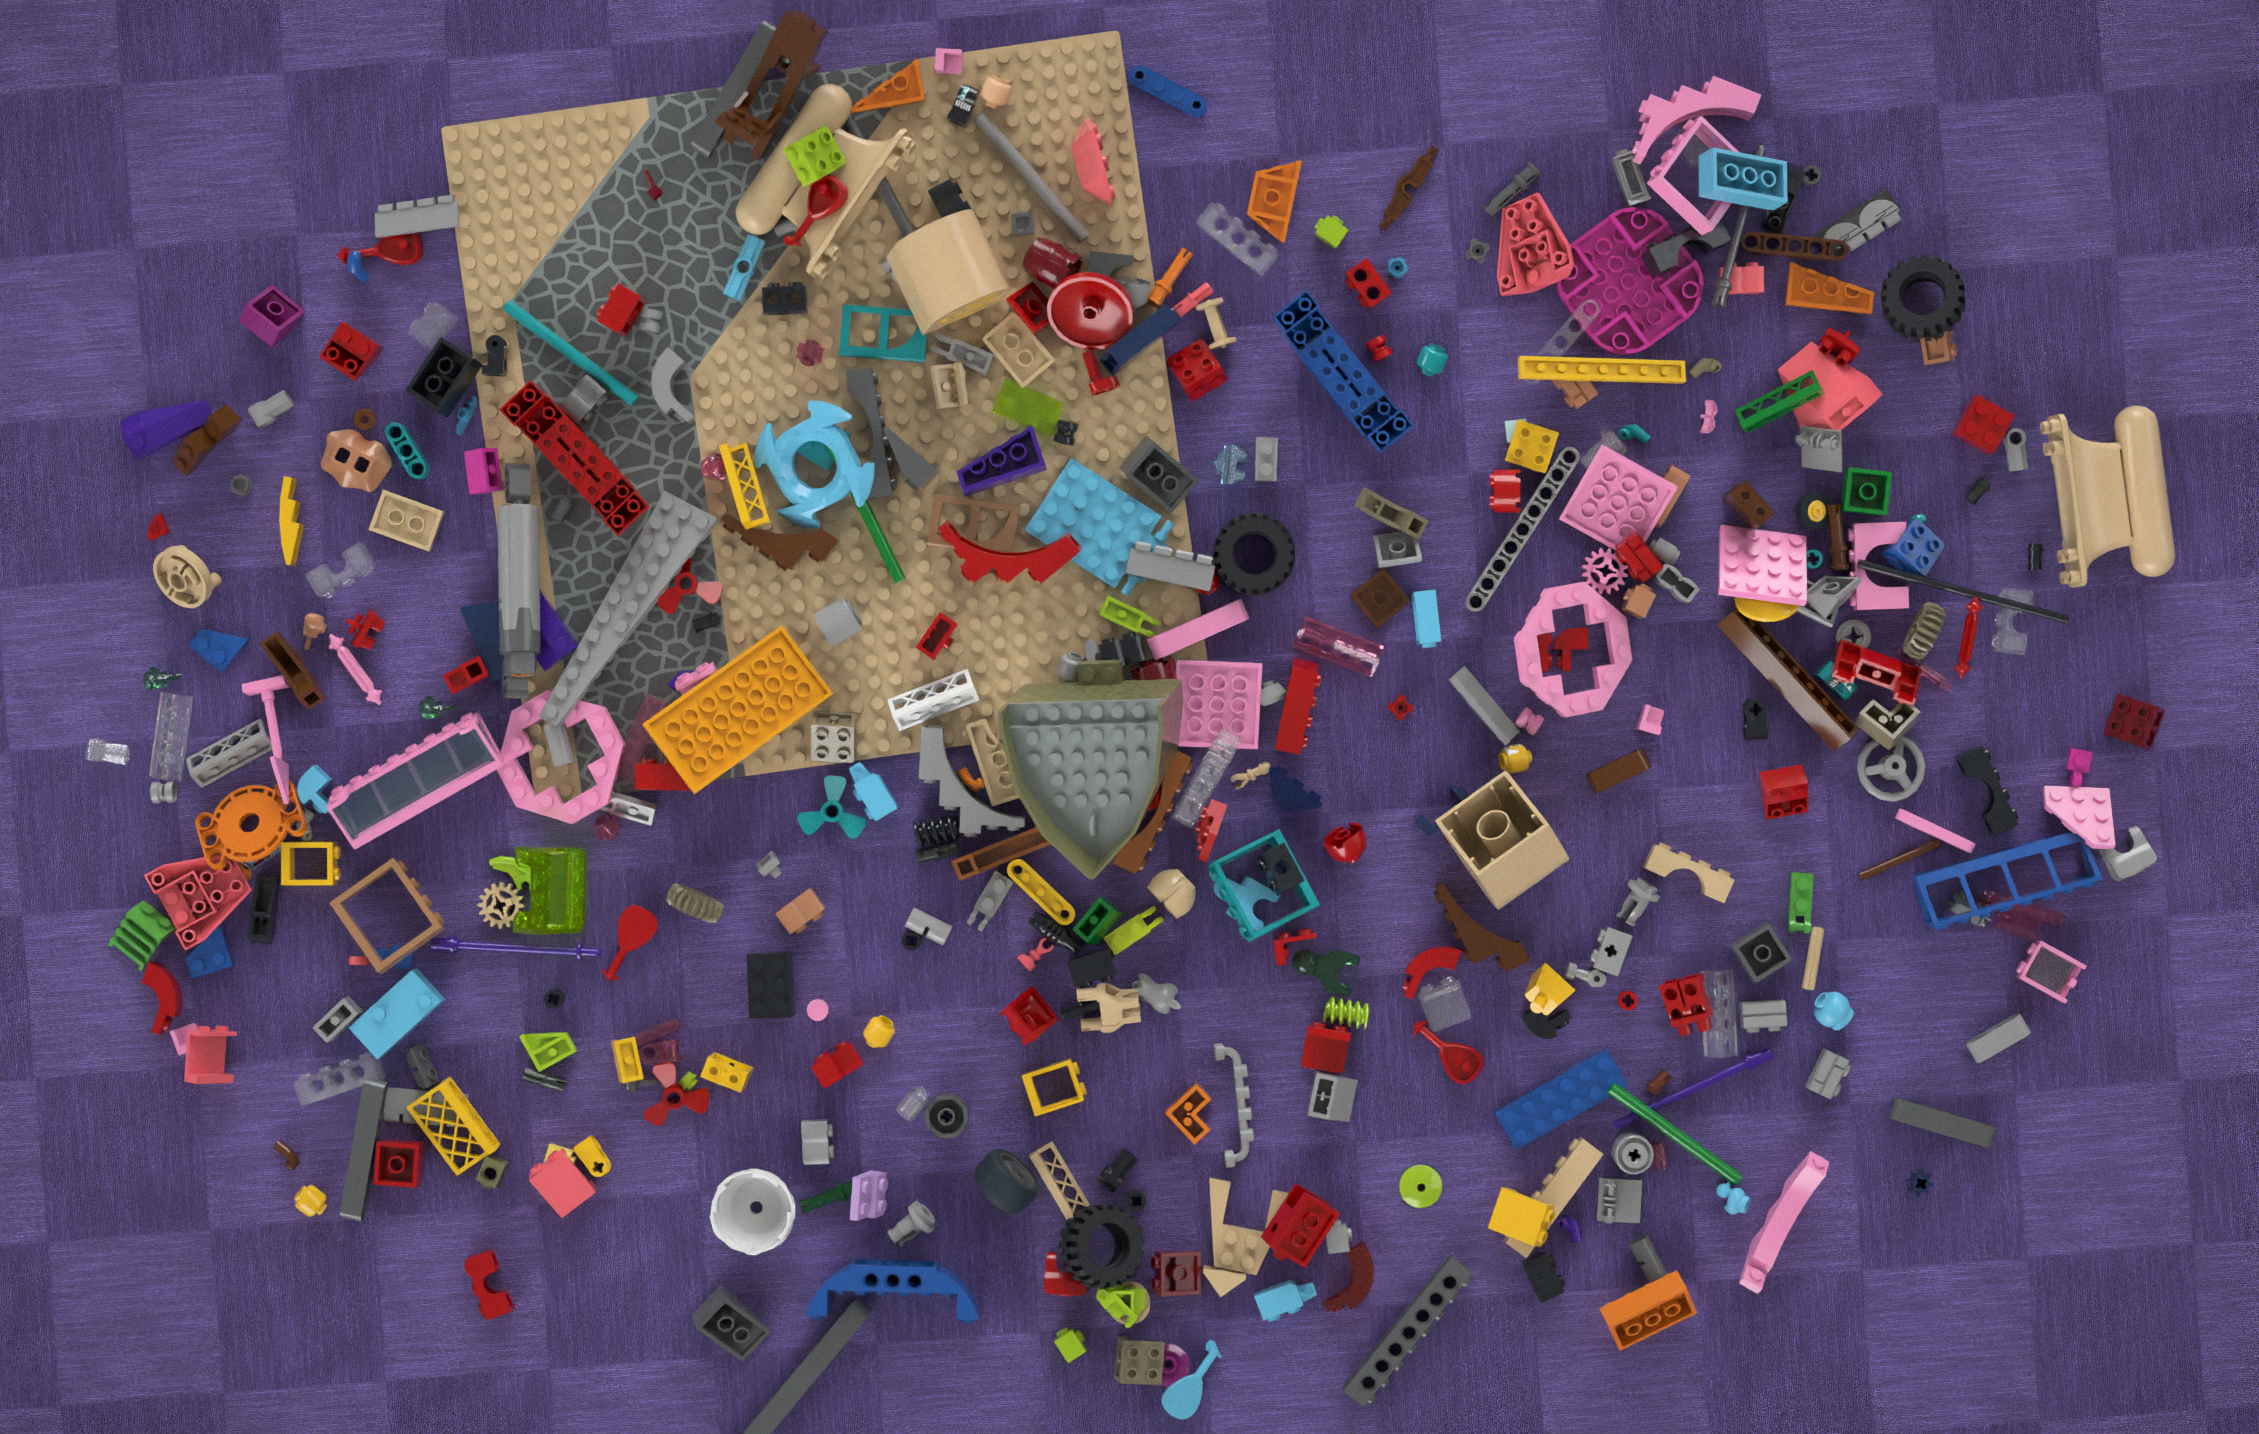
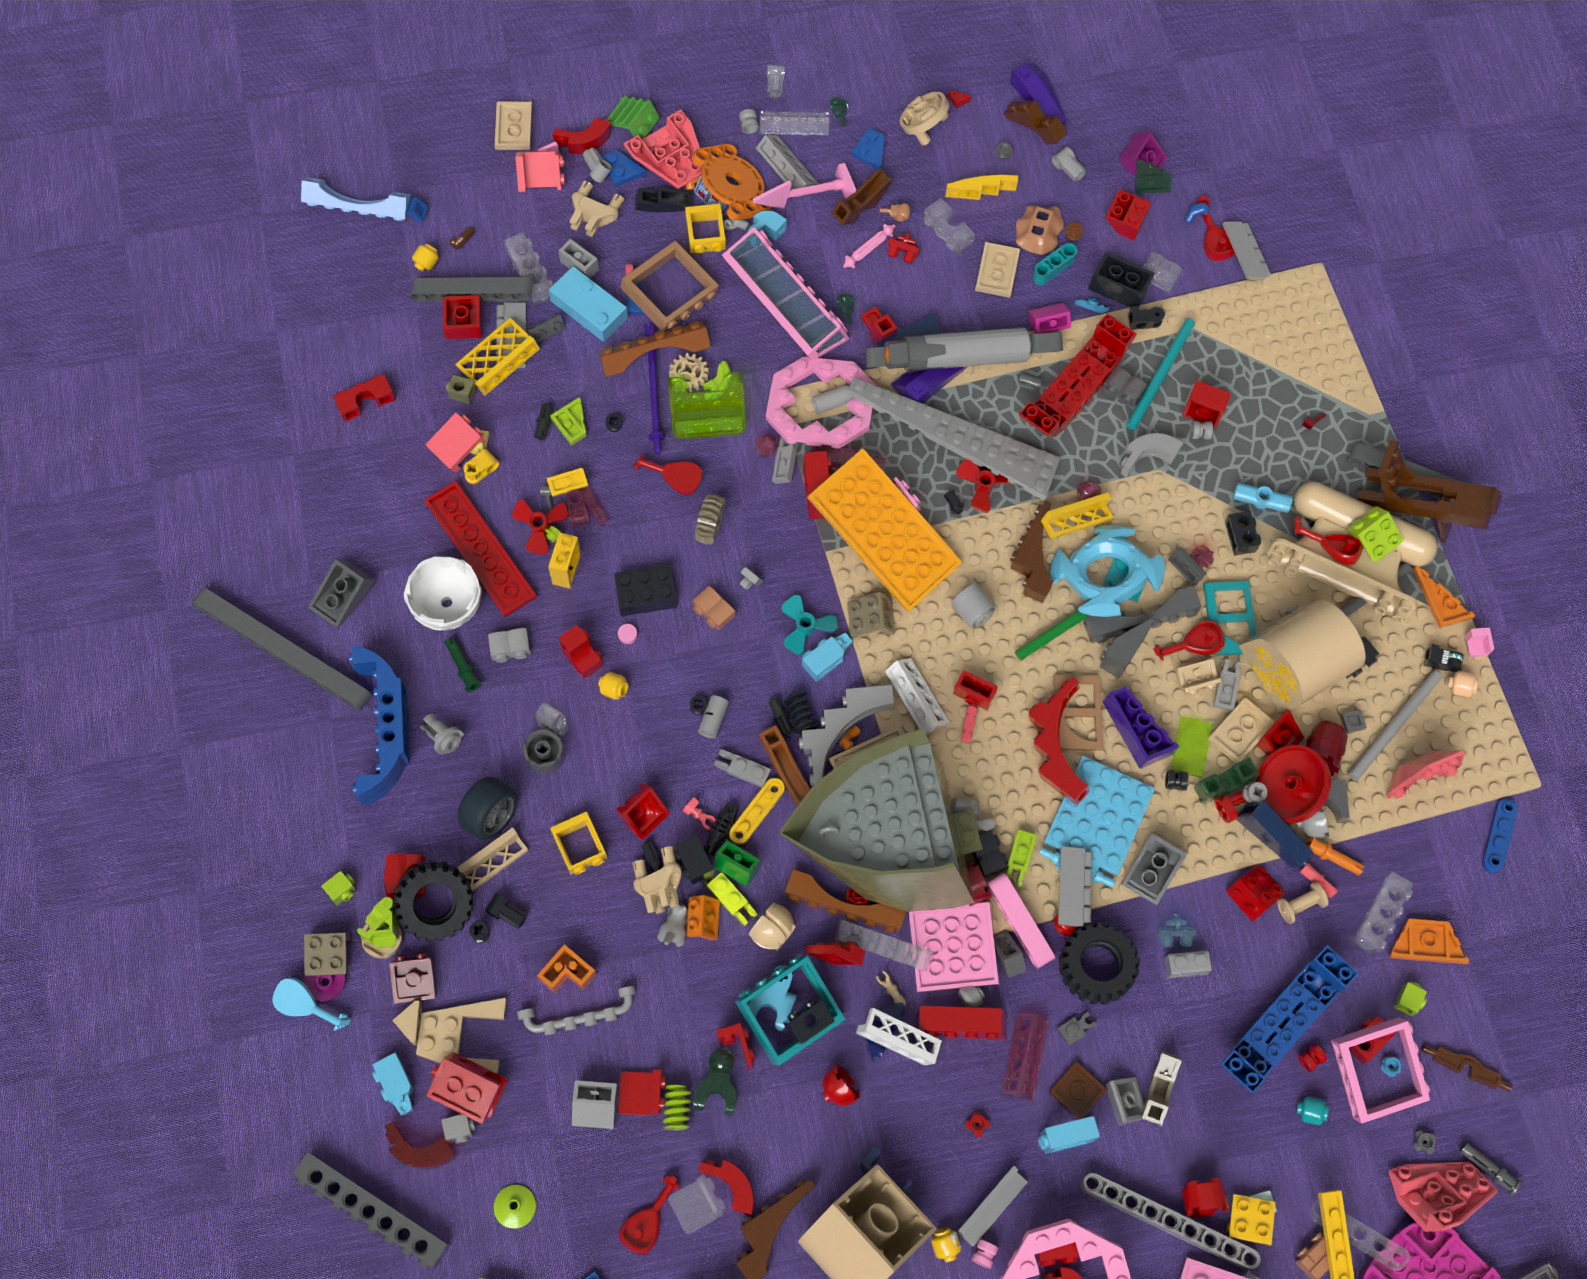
camera: 85 degrees right, 20 degrees down
(135, 1080) = (513, 126): none -> tan plate
(209, 1320) = (317, 193): none -> light blue arch
(210, 981) = (598, 166): none -> light grey piece
(243, 1205) = (417, 209): none -> blue plate
(269, 996) = (592, 211): none -> tan connector
(305, 312) = (1151, 178): none -> clear green wing
(458, 902) = (618, 358): none -> dark orange arch
(695, 1165) = (480, 549): none -> red plate
(818, 371) = (1183, 562): none -> dark grey tile
(868, 1195) = (464, 691): lavender plate -> none
(907, 370) = (1202, 639): none -> red piece
(972, 647) = (969, 724): none -> coral axle
(1075, 379) = (1229, 781): none -> clear green arch
(1090, 356) = (1250, 791): none -> light grey wheel
(1151, 963) = (703, 917): none -> orange bracket
(1230, 647) = (1008, 954): none -> dark grey arch
(1312, 781) = (895, 1043): none -> white fence
(1318, 590) = (1074, 1030): none -> flat silver plate
(1368, 292) = (1349, 1078): none -> bright pink window

